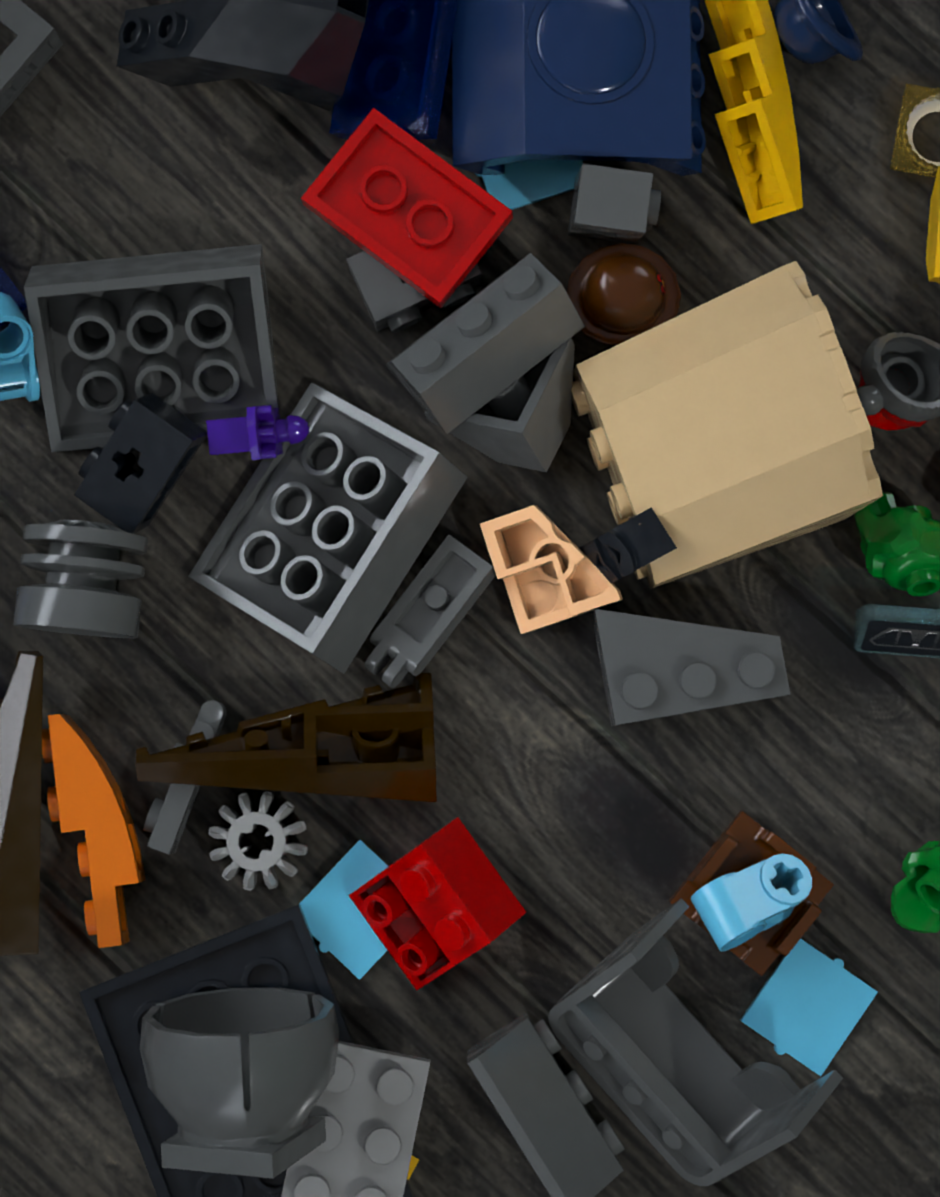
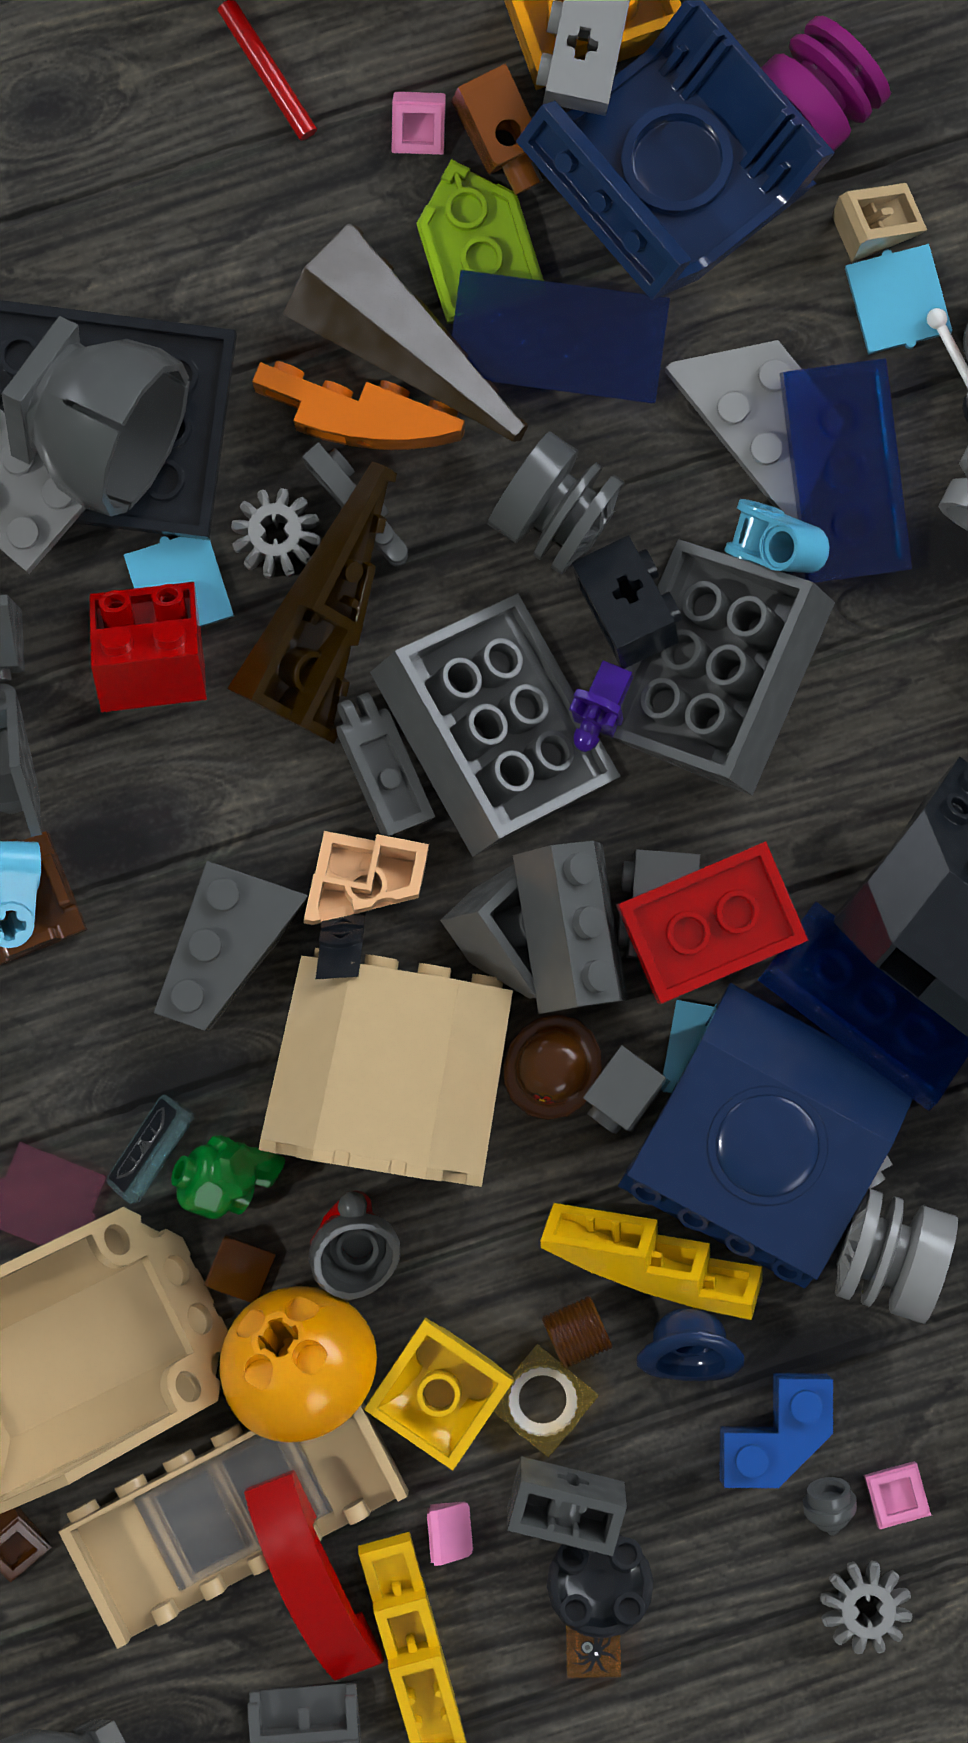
camera: 120 degrees right, 0 degrees up
(860, 132) = (577, 1332): none -> reddish brown piece

